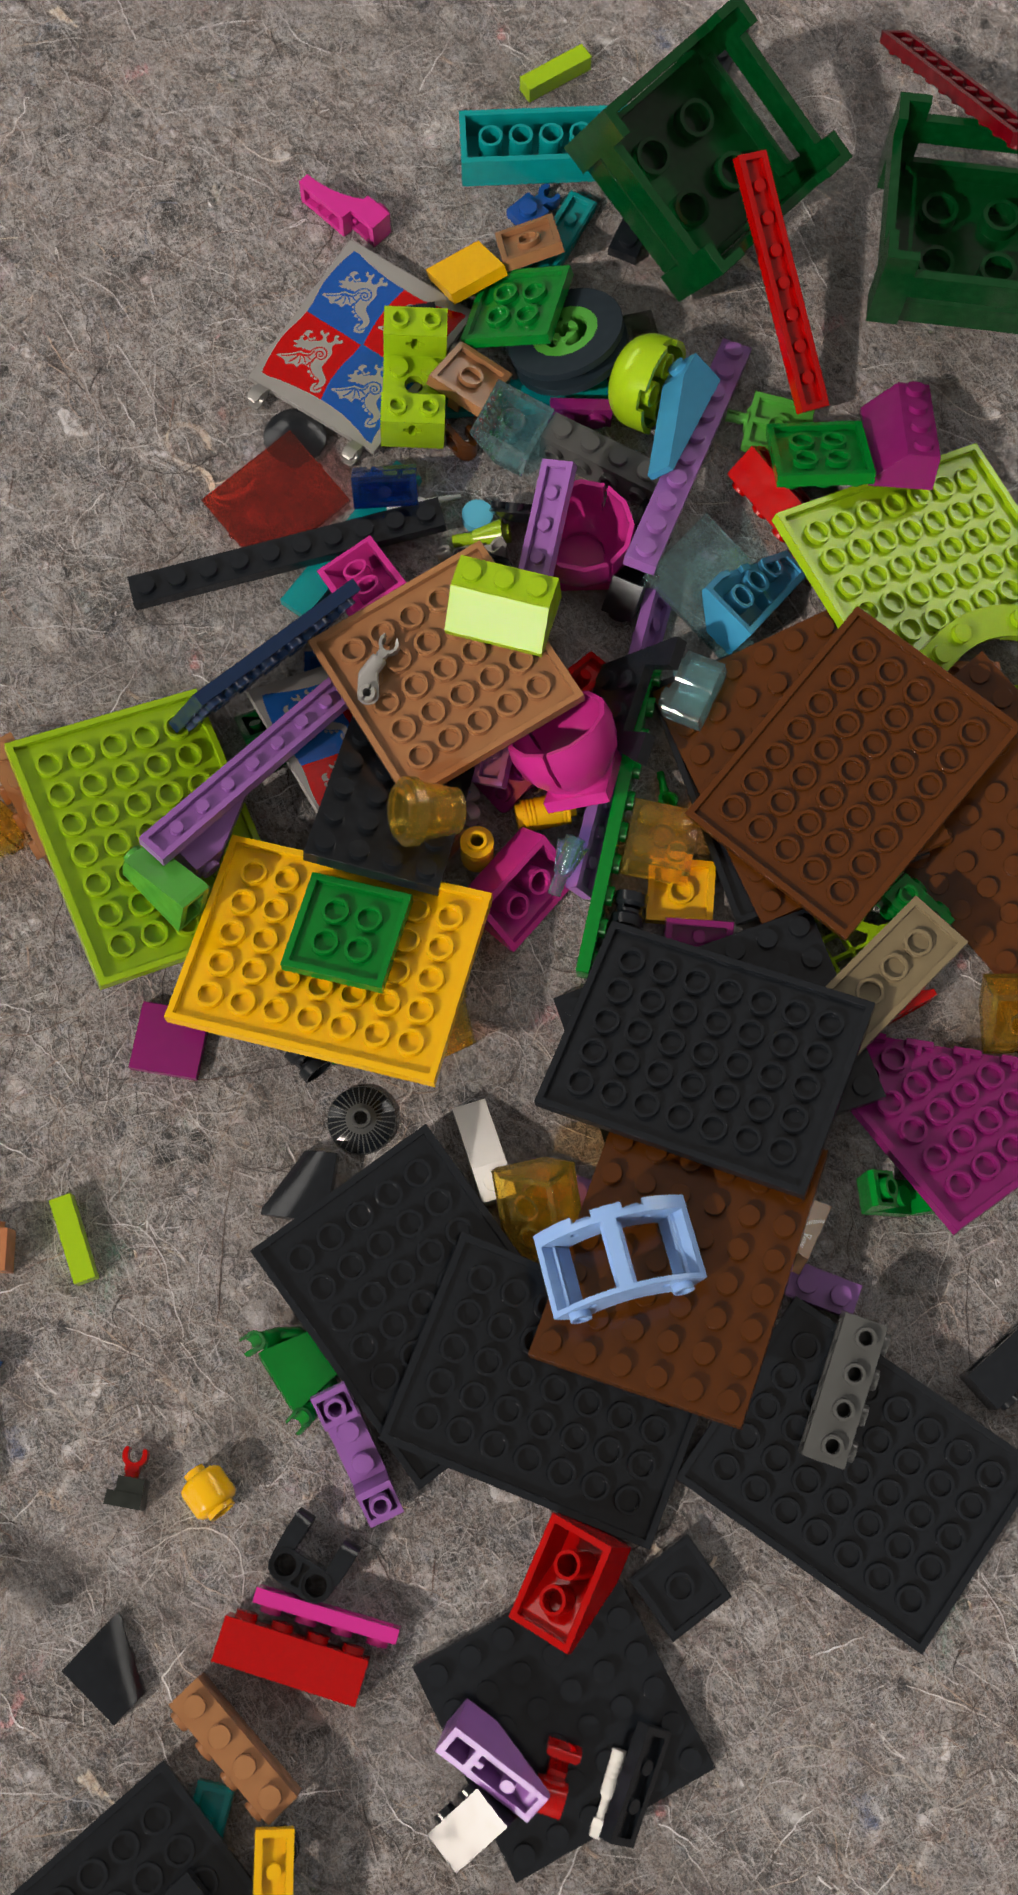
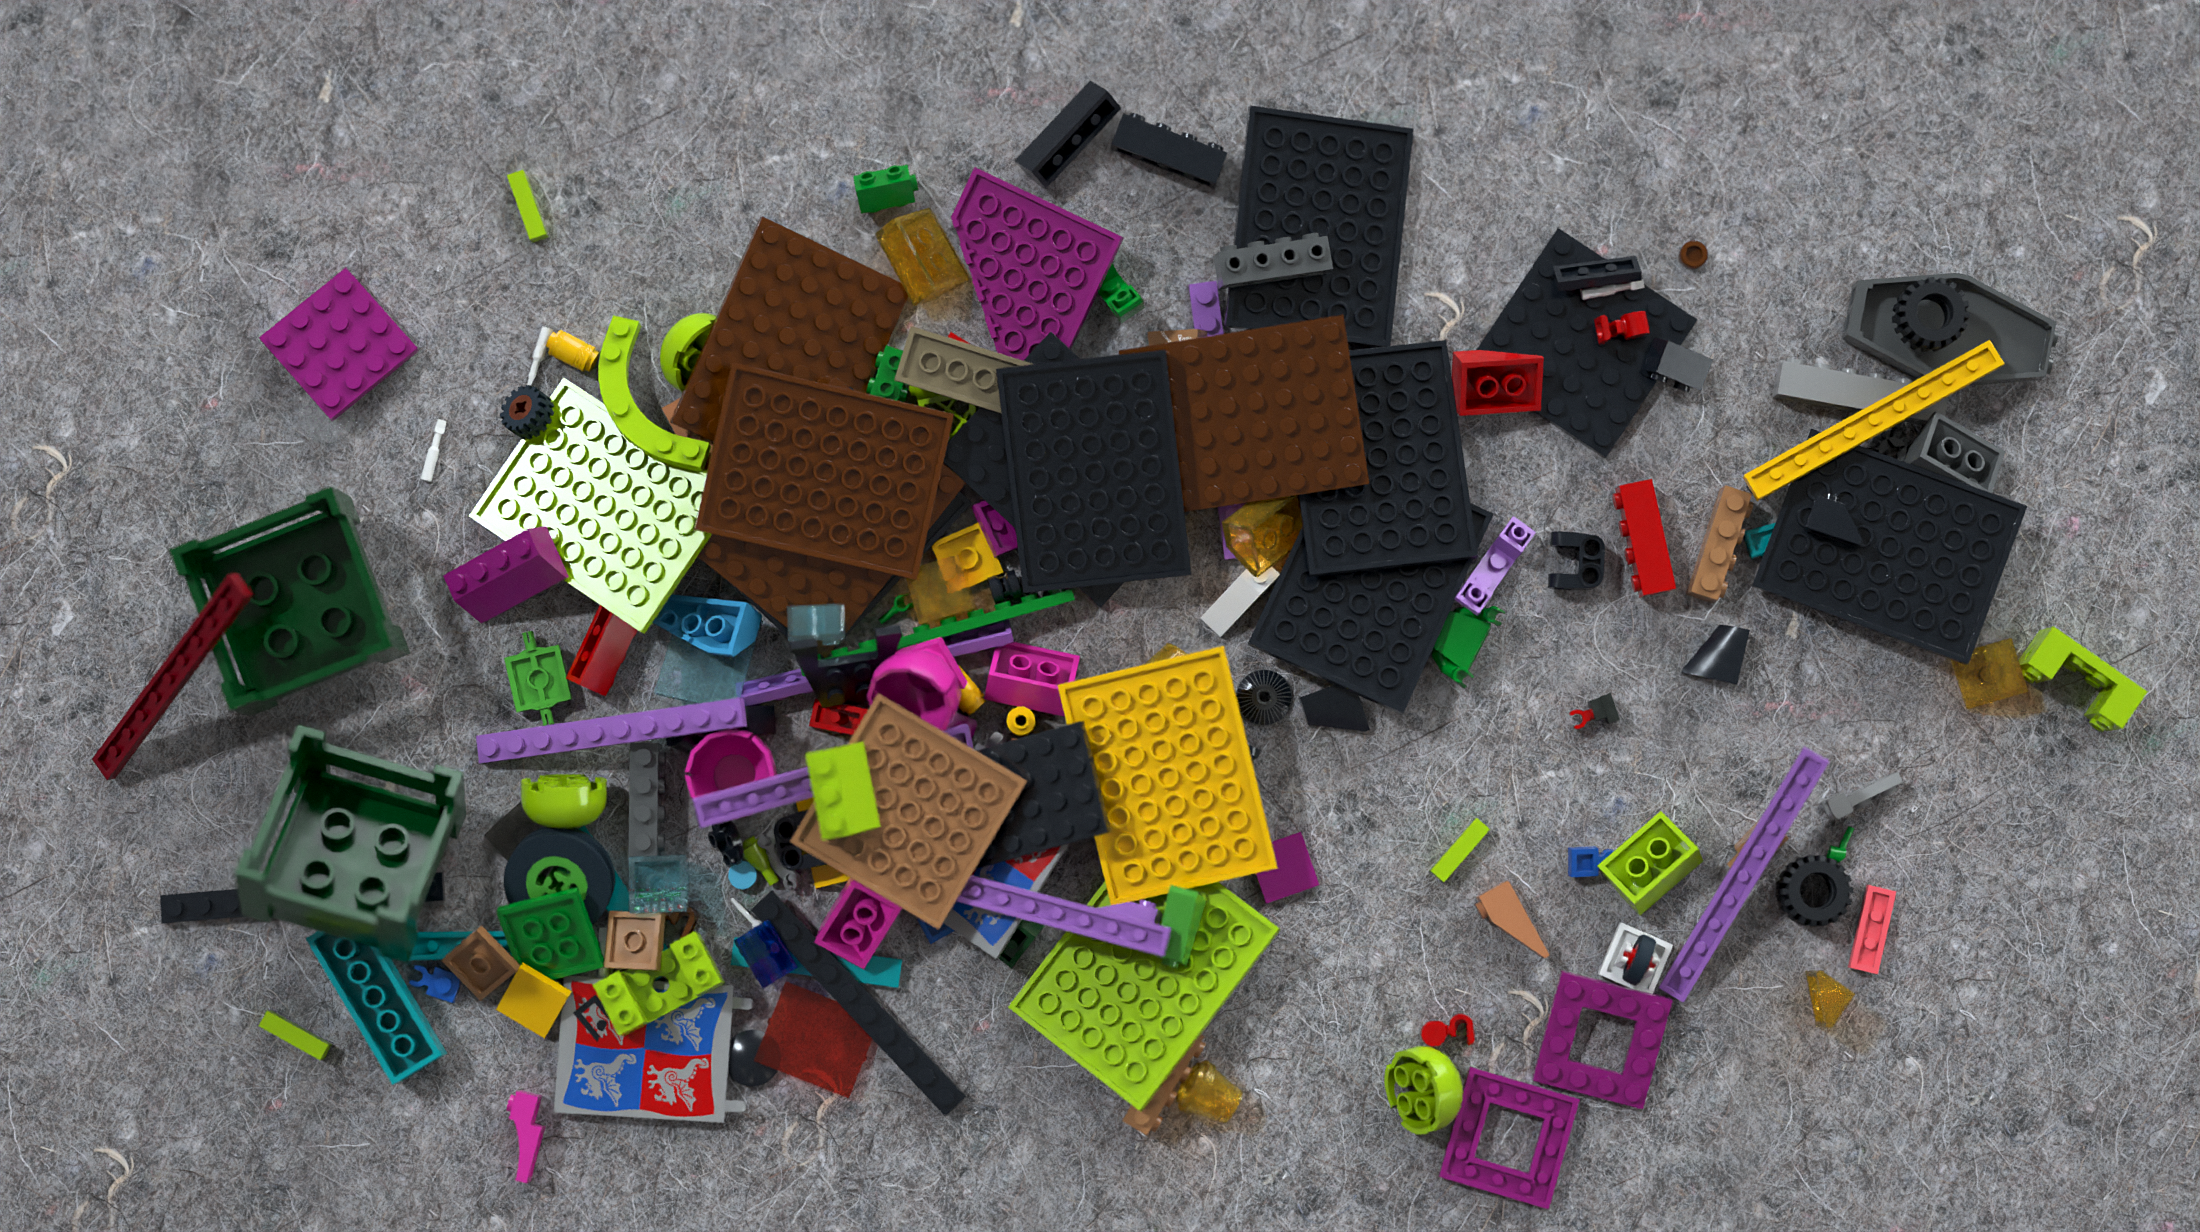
camera: 115 degrees left, 10 degrees up
(208, 1492) = (1573, 655): yellow head -> none
(264, 658) = (968, 955): dark blue plate -> none
(342, 1621) = (1604, 519): dark pink plate -> none
(347, 932) = (1145, 770): green plate -> none
(369, 674) = (945, 863): light grey arm -> none
(424, 811) = (1031, 760): clear yellow piece -> none
(489, 1758) = (1633, 375): medium lavender slope -> none
(559, 1271) = (1305, 488): light blue window -> none
(568, 856) = (989, 650): clear light blue cone -> none
(588, 412) = (617, 851): magenta plate -> none
(679, 1587) = (1458, 308): black plate -> none
(680, 409) = (578, 754): dark azure wedge -> none
(781, 281) = (431, 730): red plate -> none
(820, 454) = (559, 628): green plate -> none

